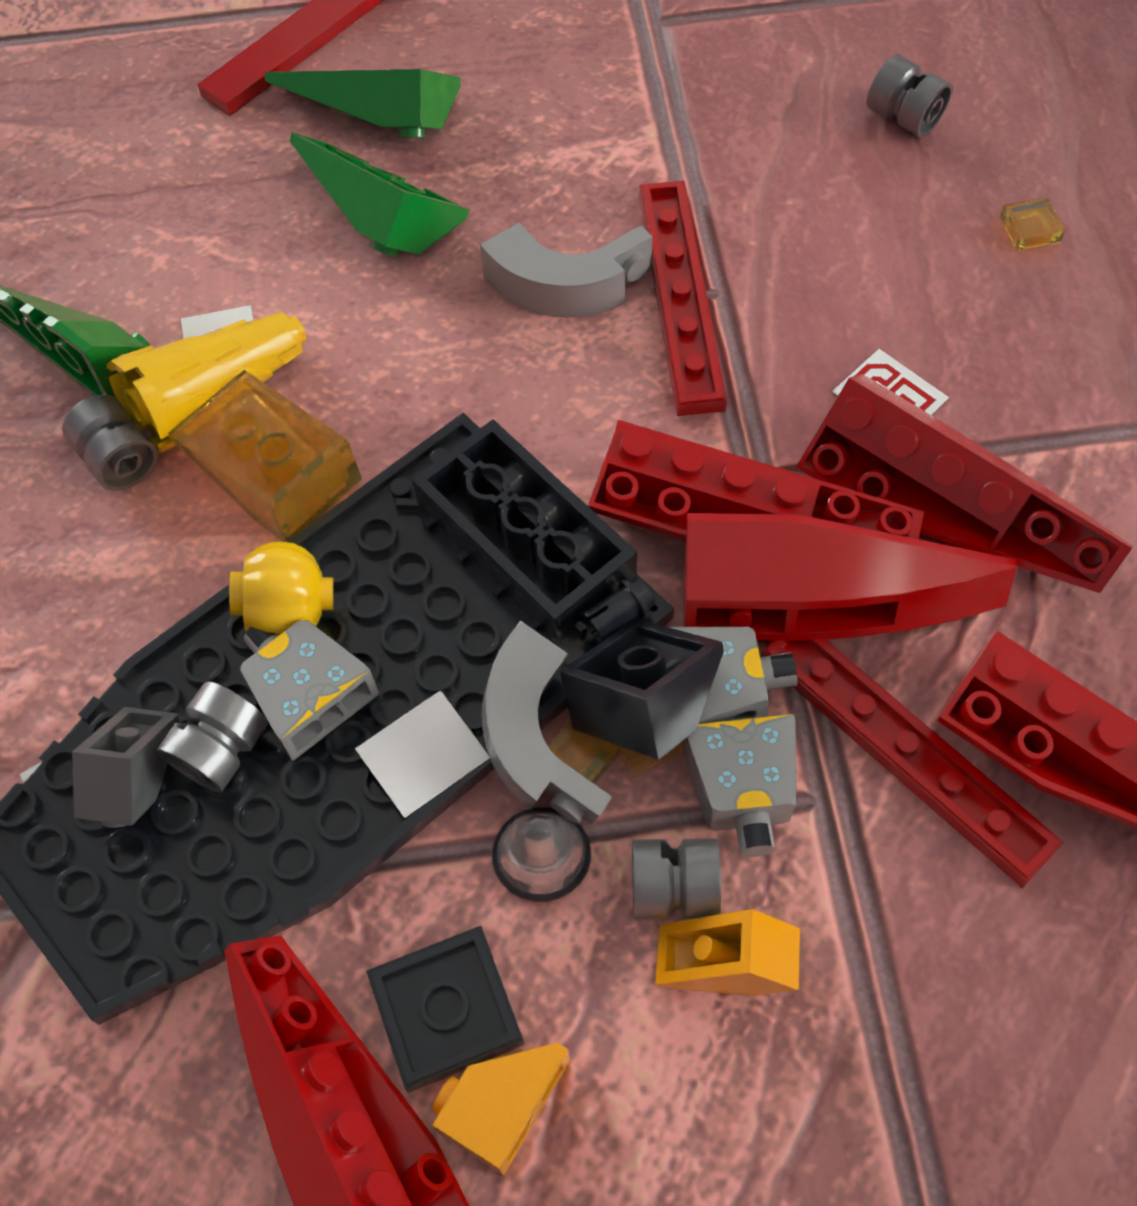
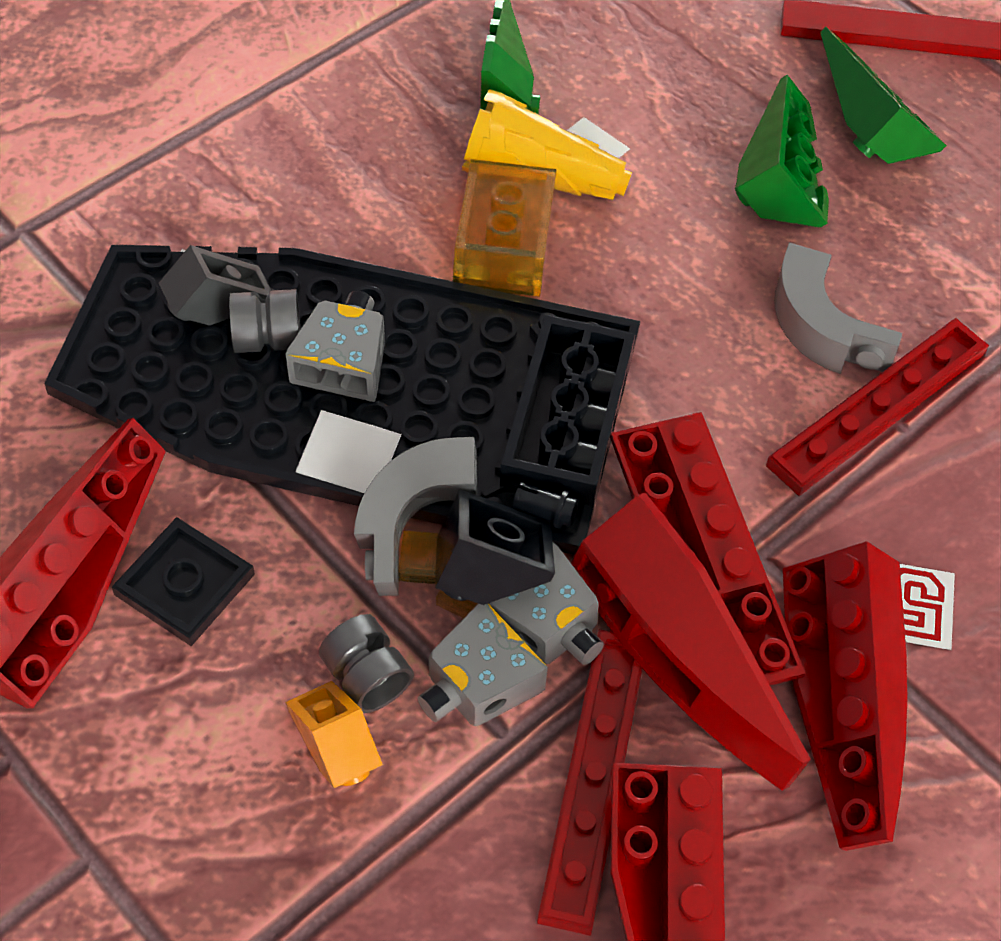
camera: 50 degrees right, 5 degrees down
(109, 442) = (443, 137): flat silver wheel -> none
(279, 588) = (400, 290): yellow plant -> none
(498, 1103) = (135, 647): light orange slope -> none
(541, 855) = (332, 576): clear hat -> none

